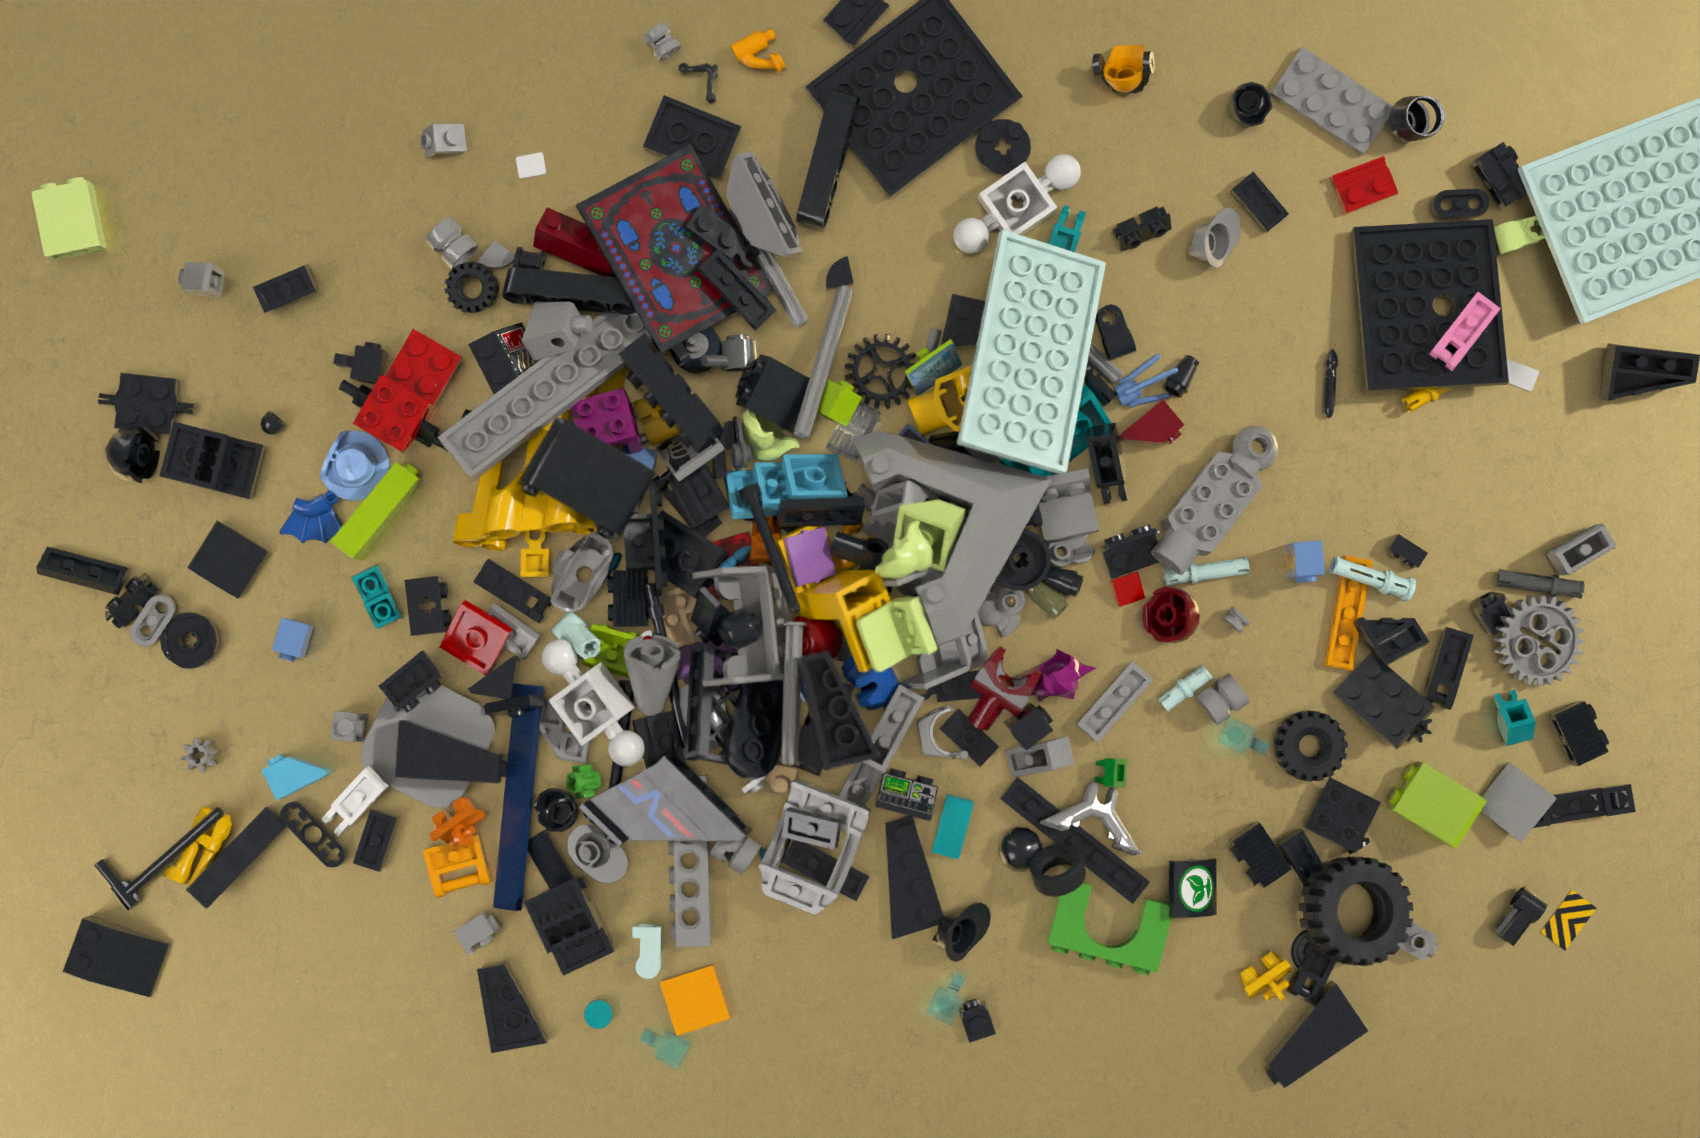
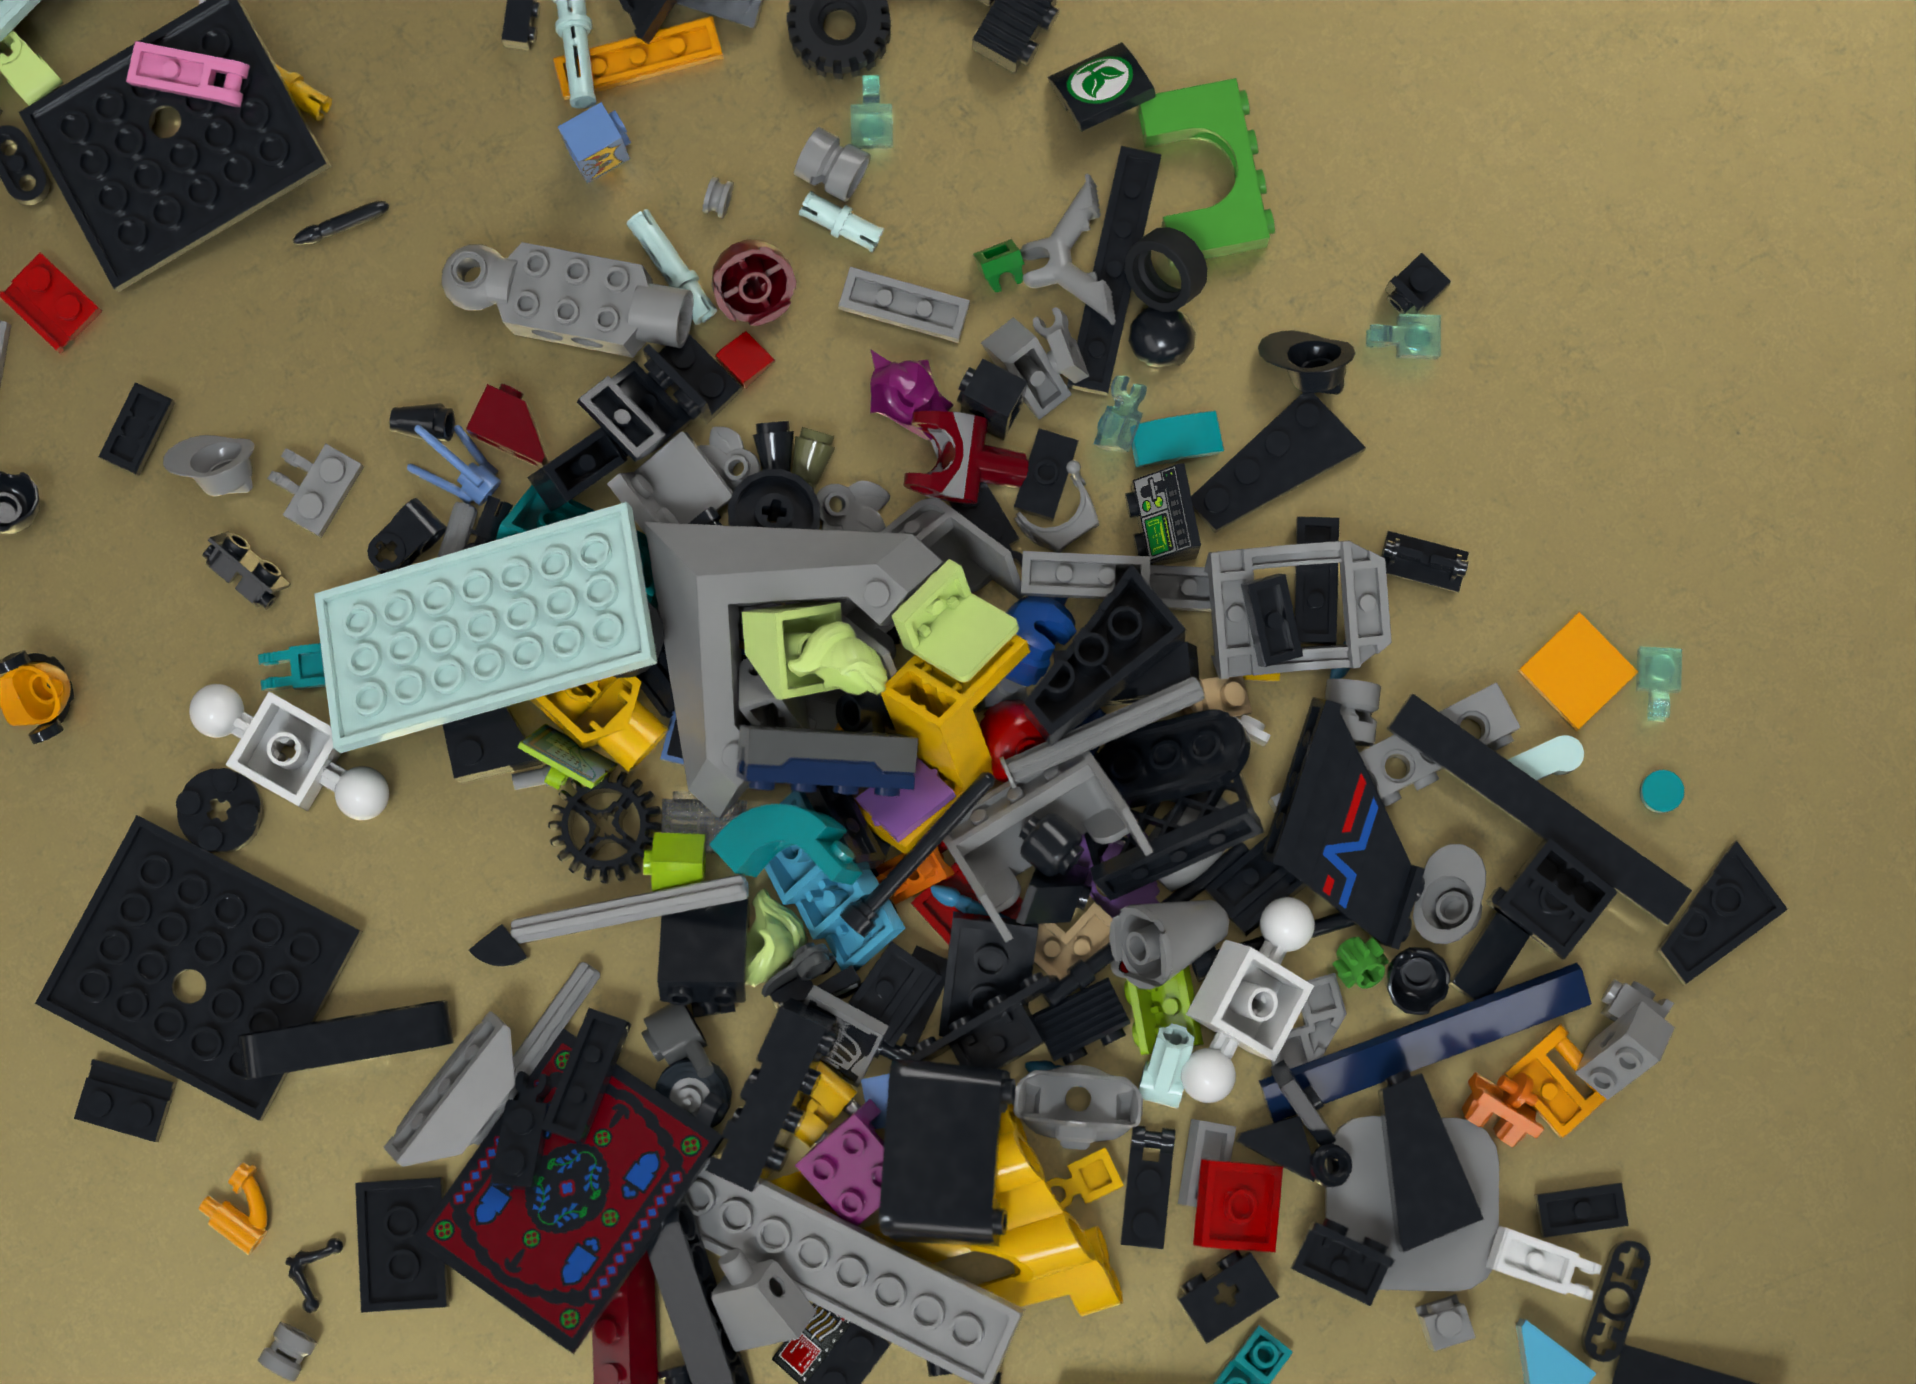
camera: 110 degrees left, 5 degrees down
(453, 911) = (1625, 1050): none -> light grey brick
(470, 710) = (1341, 1165): none -> black plate
(621, 932) = (1538, 808): none -> black tile
(806, 940) = (1424, 561): none -> black hinge
(828, 458) = (764, 831): none -> teal arch
(852, 519) = (826, 758): none -> piece
(979, 799) = (1121, 421): none -> clear light blue plate
(1034, 783) = (1064, 352): none -> light grey plate
(1125, 506) = (634, 411): none -> black slope
(1169, 296) = (322, 489): none -> light grey hinge

